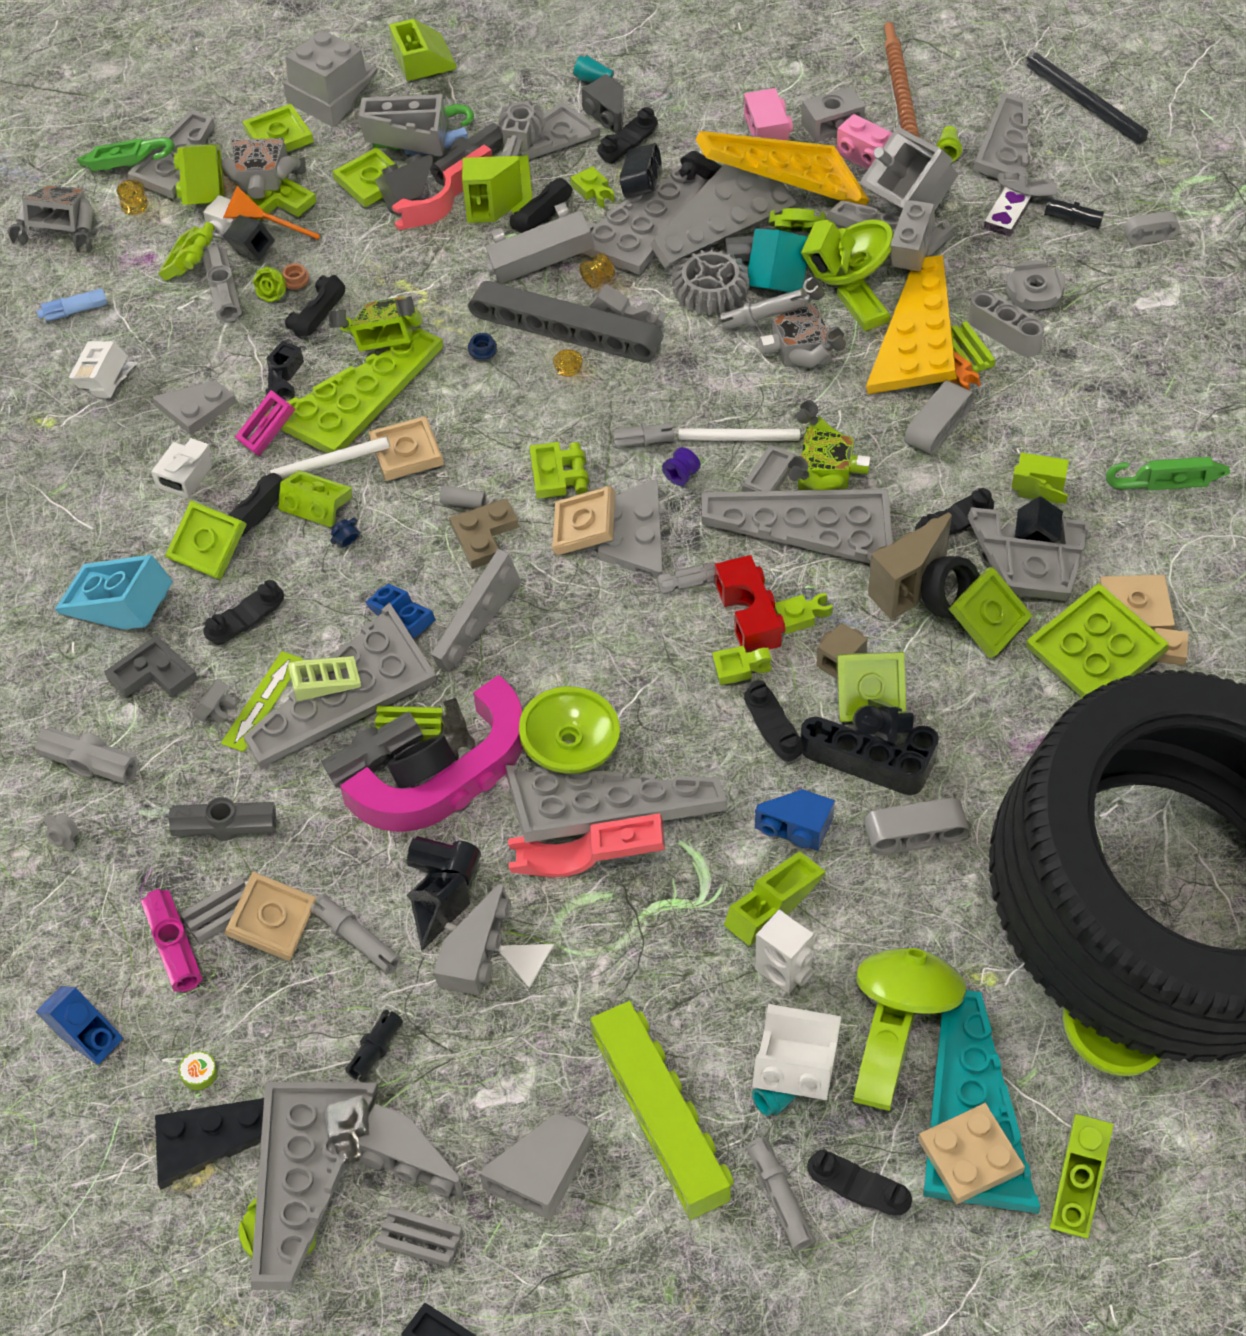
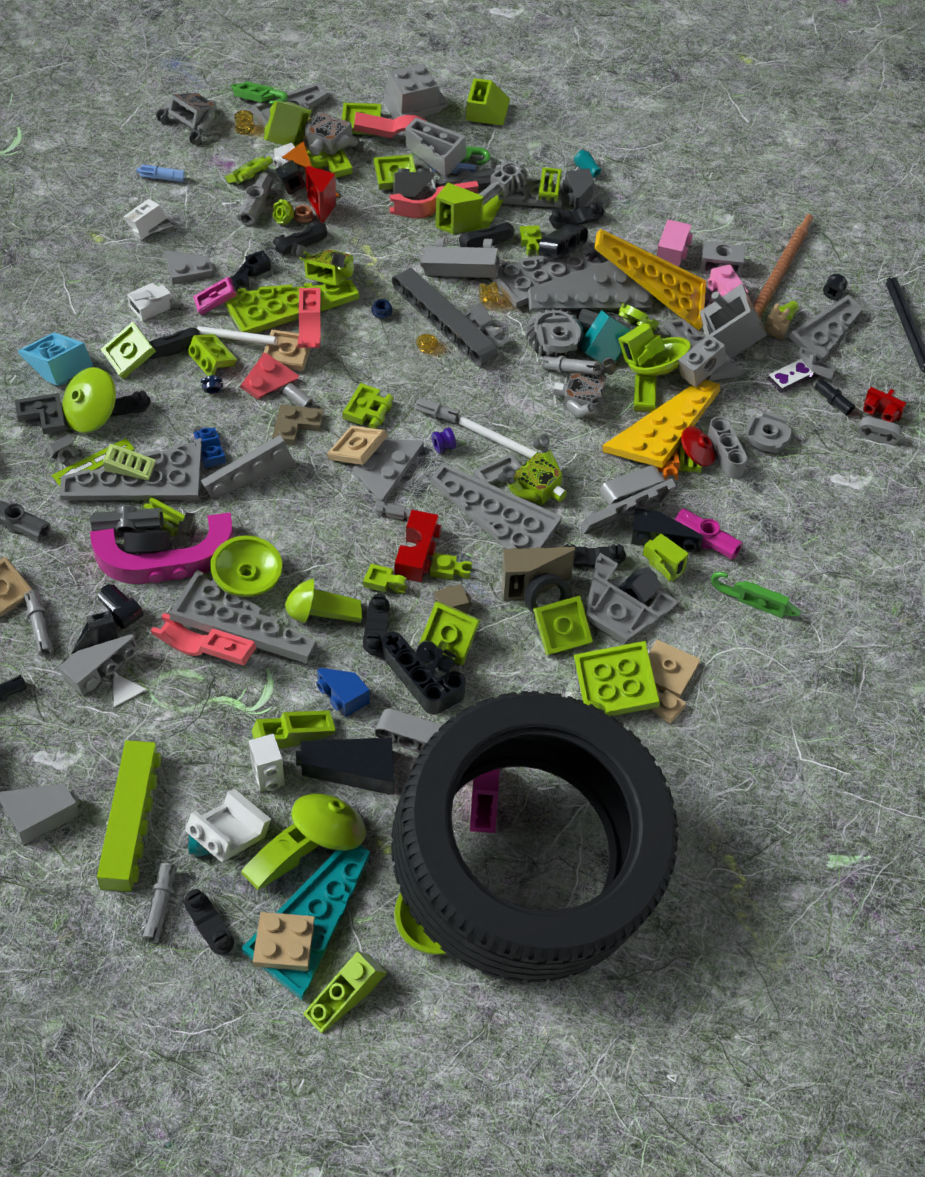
camera: 25 degrees right, 0 degrees up
(224, 620) = (89, 400): none -> lime dish
(300, 238) = (321, 191): none -> red slope
(318, 128) = (381, 126): none -> coral piece
(407, 491) = (267, 377): none -> coral wing
(411, 396) = (309, 318): none -> coral piece
(577, 124) = (549, 194): none -> lime tile
(678, 733) = (309, 601): none -> lime piece
(727, 291) = (569, 332): none -> light grey plate
(876, 898) = (350, 762): none -> black slope
(954, 437) = (616, 511): none -> light grey wing
(957, 153) = (776, 323): none -> tan plate
(976, 335) = (698, 446): none -> red dish
(979, 83) = (835, 286): none -> black wheel
(999, 450) = (651, 523): none -> black slope
(1062, 429) = (712, 534): none -> dark pink piece
(1133, 196) = (884, 403): none -> red hips

